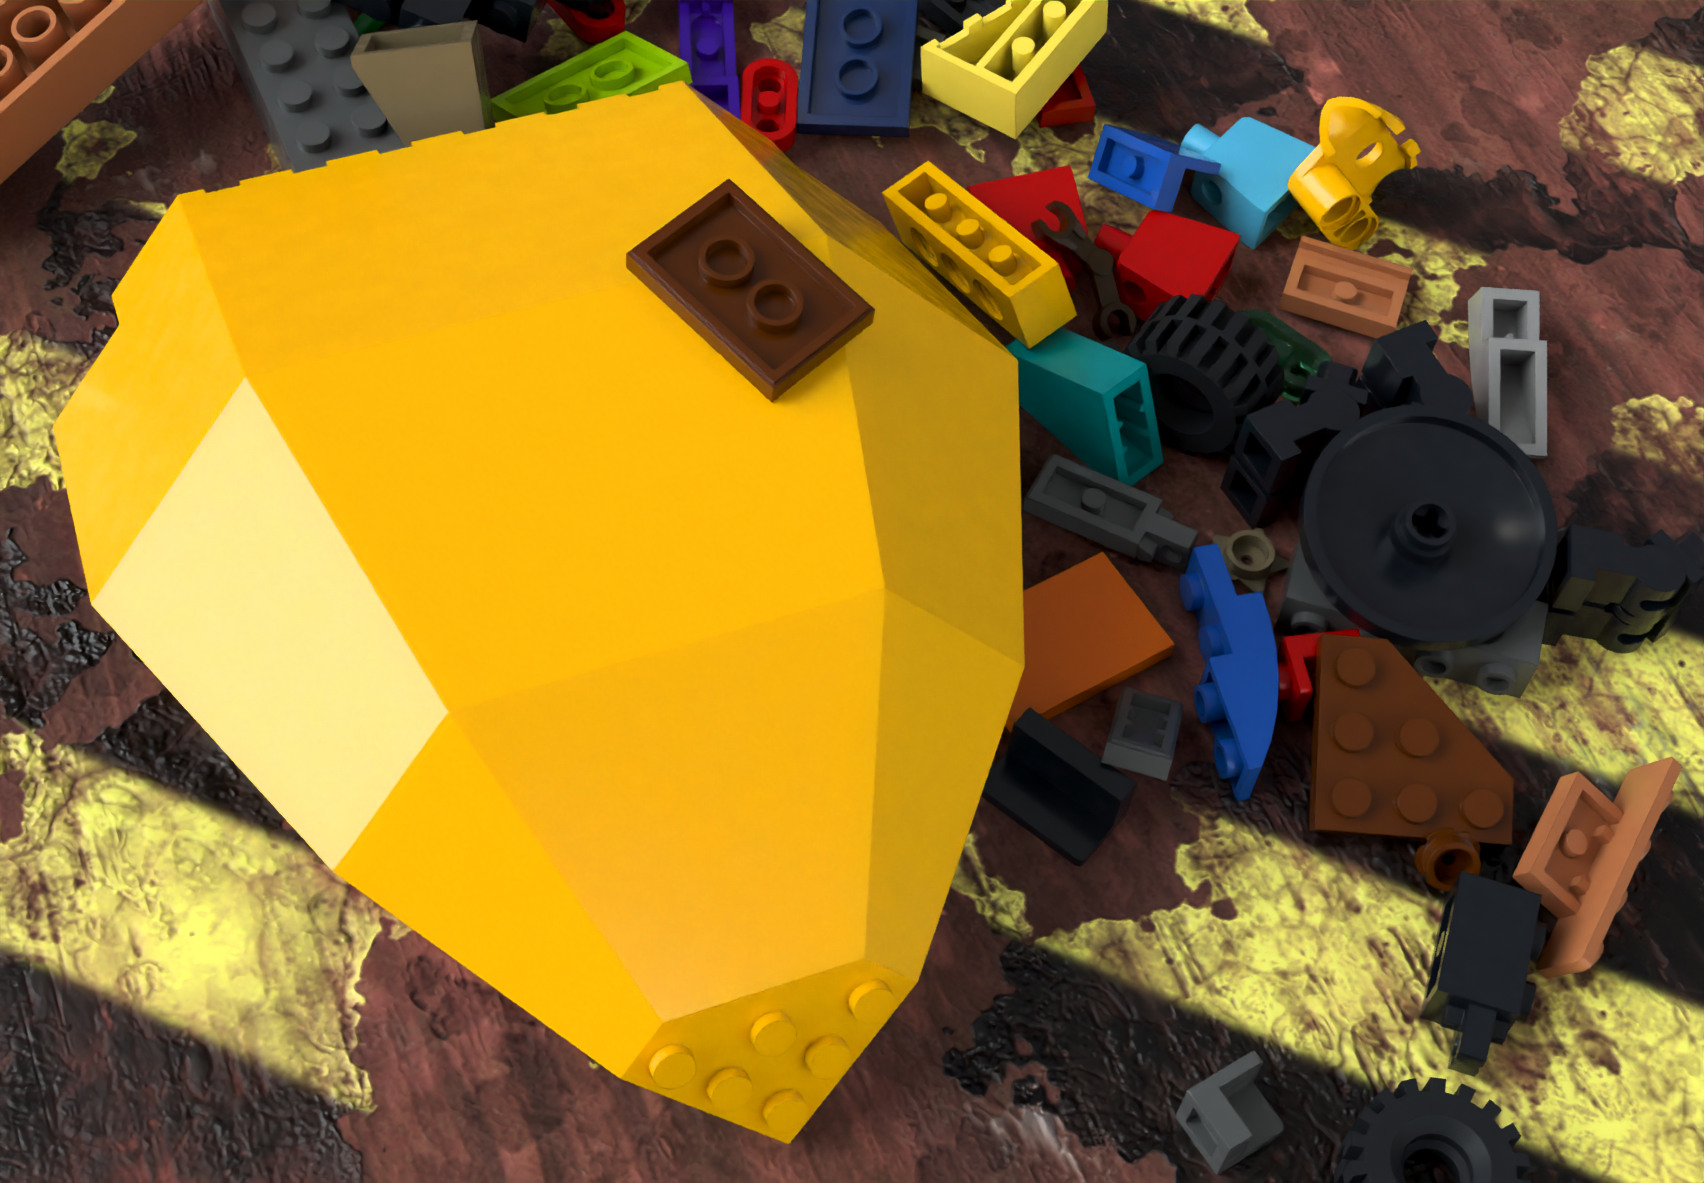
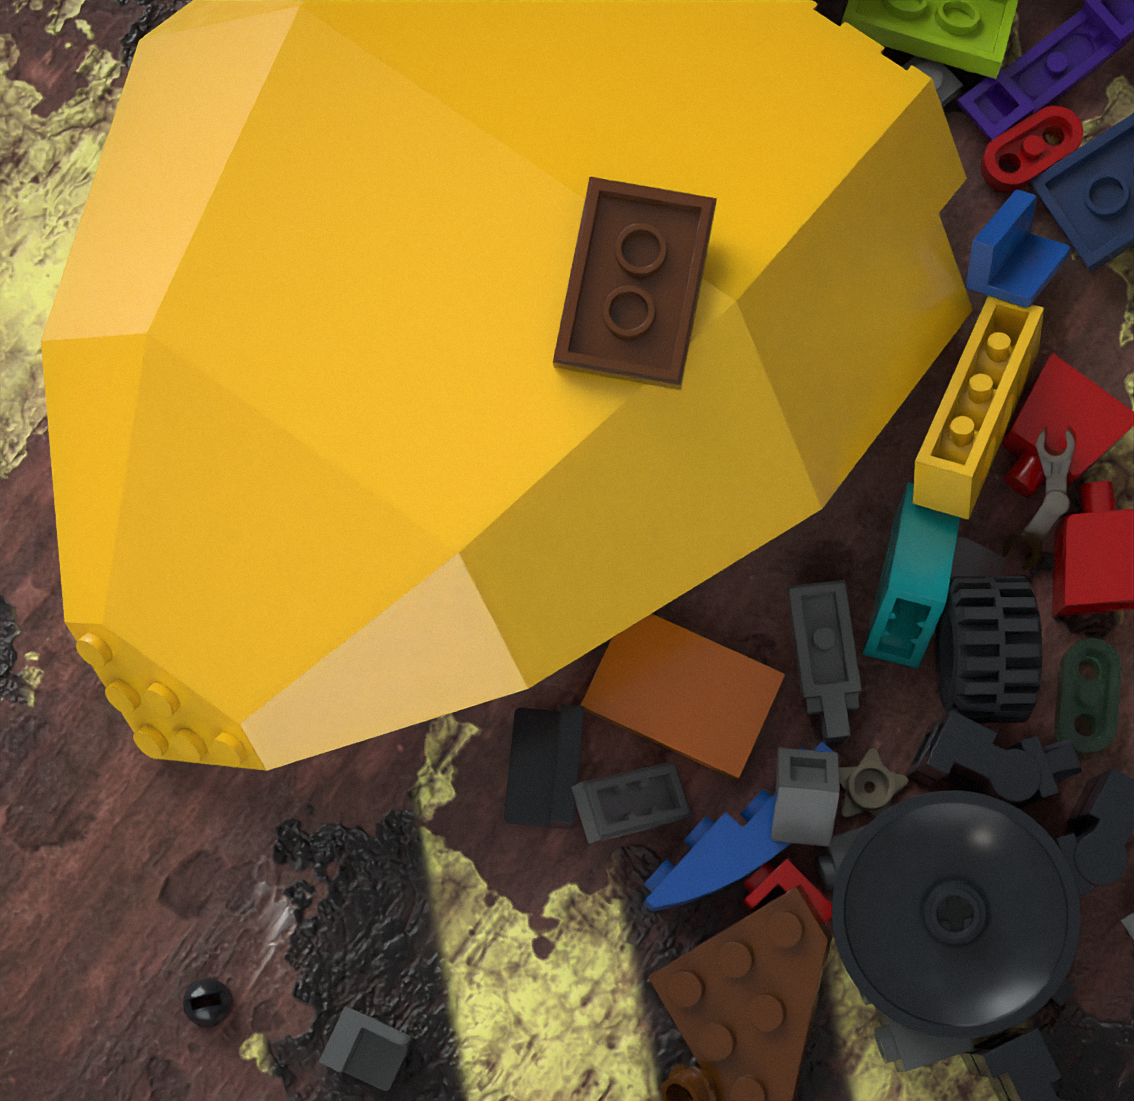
camera: 60 degrees right, 20 degrees up
(861, 168) = (1009, 259): none -> blue panel
(1246, 571) = (805, 796): none -> dark grey panel

